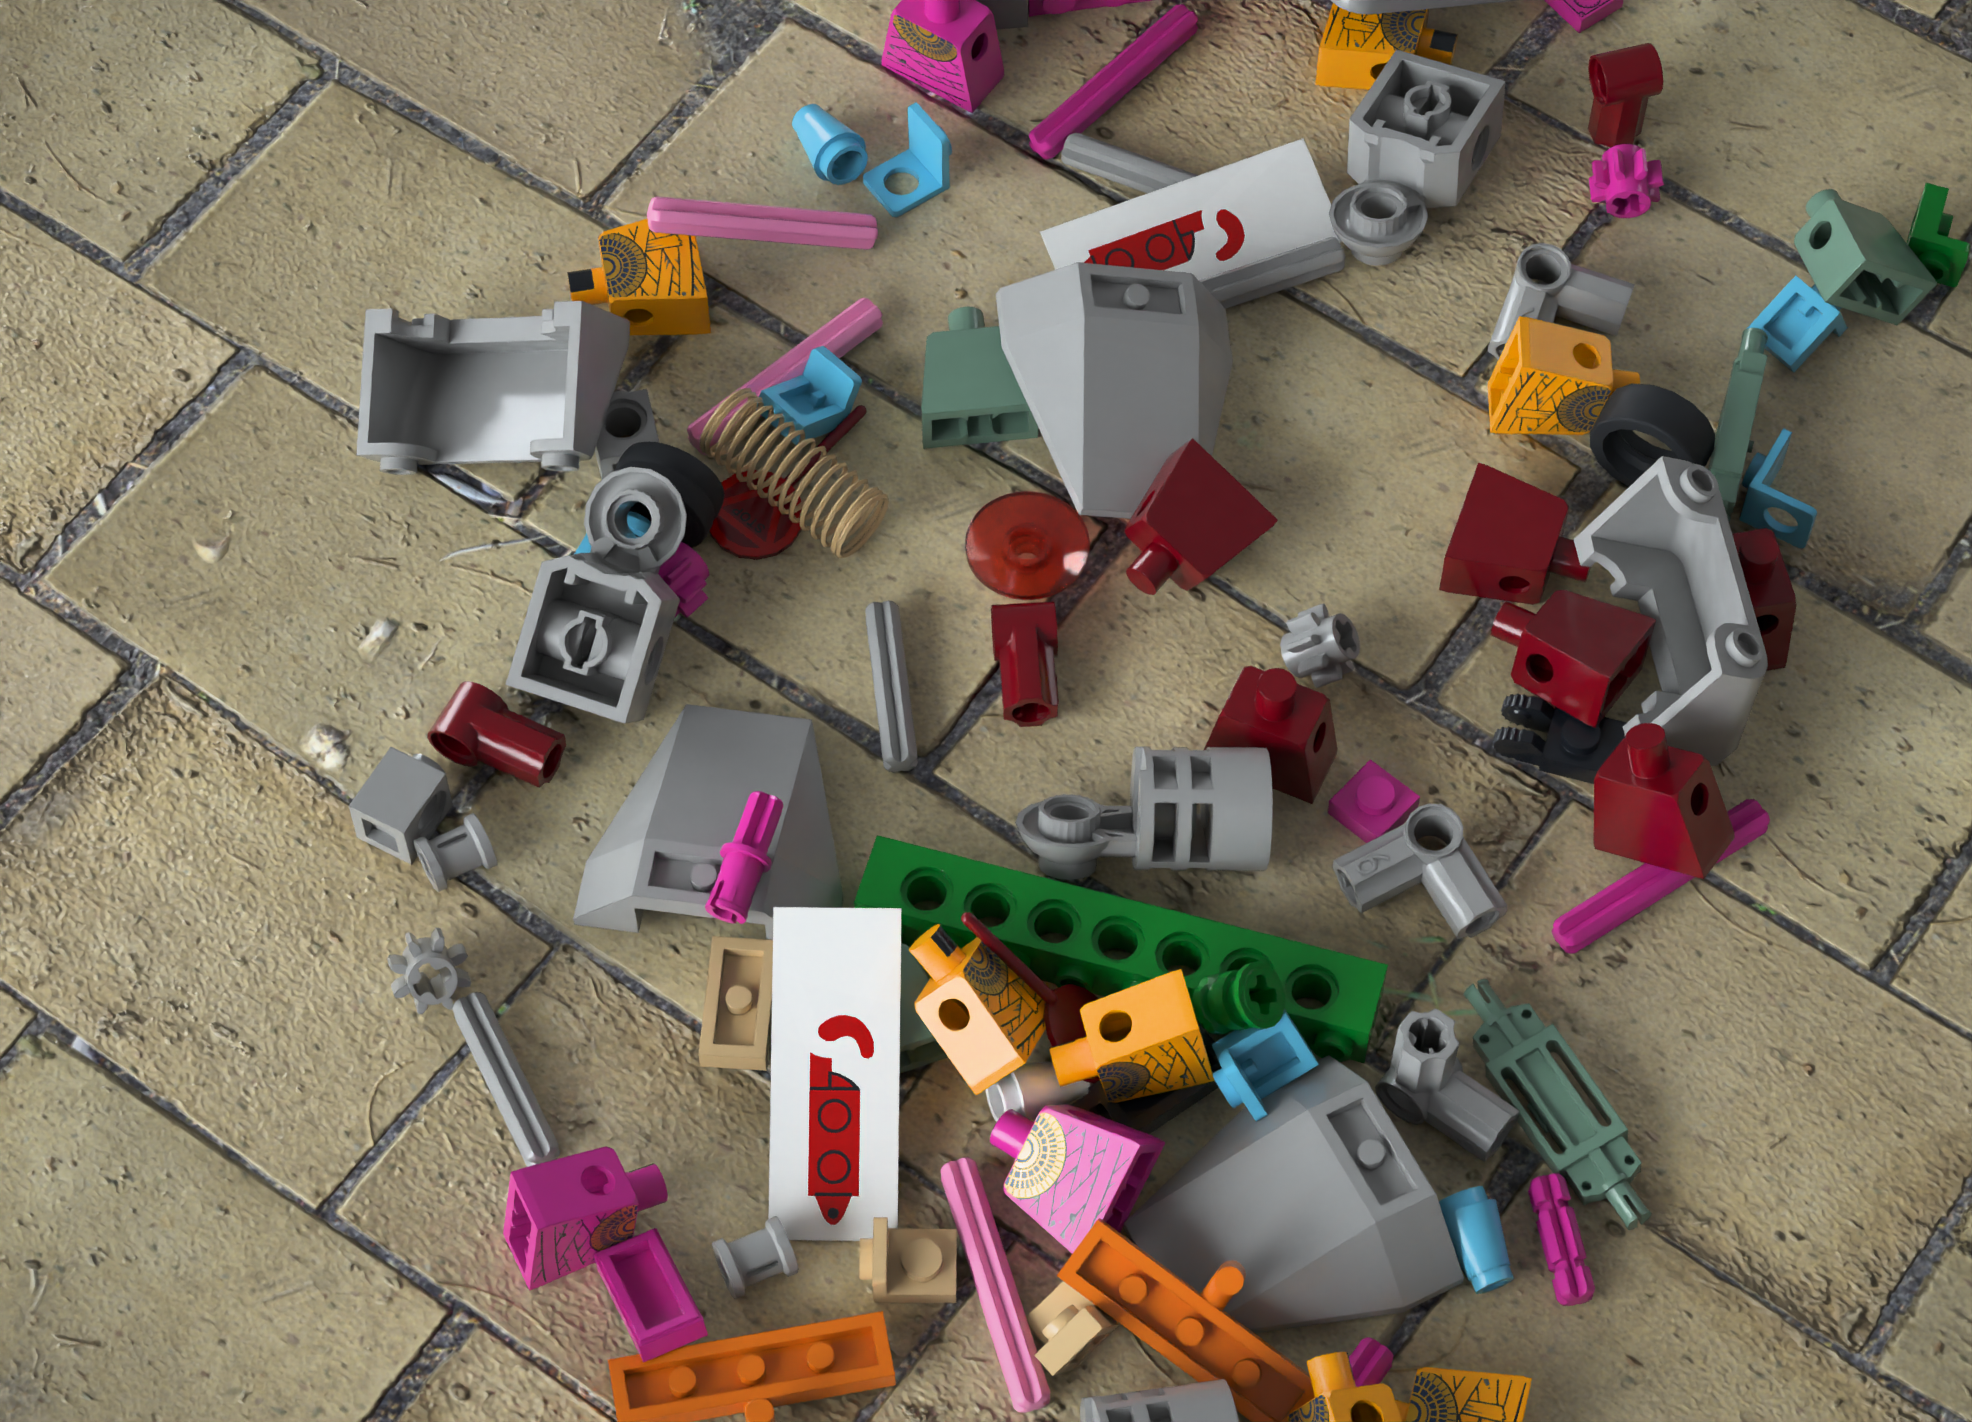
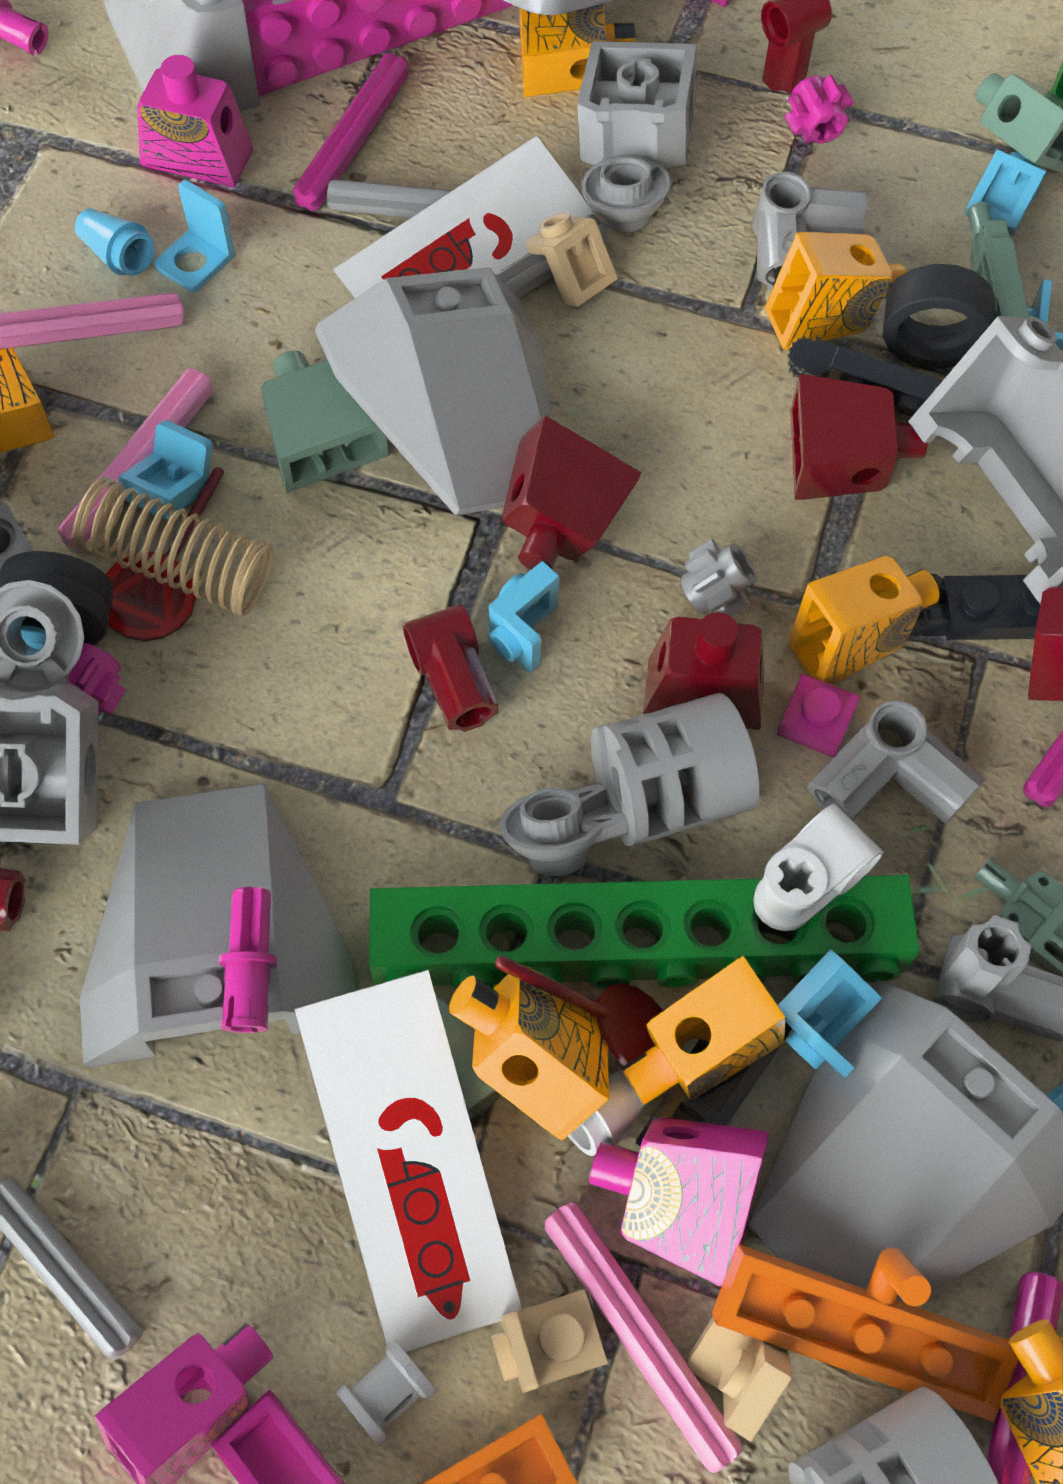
camera: 20 degrees left, 5 degrees up
(737, 1004) = (281, 1106): tan plate -> none
(891, 686) = (331, 729): light grey axle -> none
(1031, 525) = (413, 537): clear red dish -> none
(1111, 623) = (518, 609): none -> medium azure bracket
(1240, 999) = (797, 959): green bush -> none
(1295, 926) = (820, 864): none -> white piece
(1296, 279) = (574, 256): none -> tan bracket
(1441, 718) = (858, 617): none -> light orange torso
(1518, 458) = (836, 362): none -> black hinge
(1575, 651) = (948, 523): dark red torso -> none

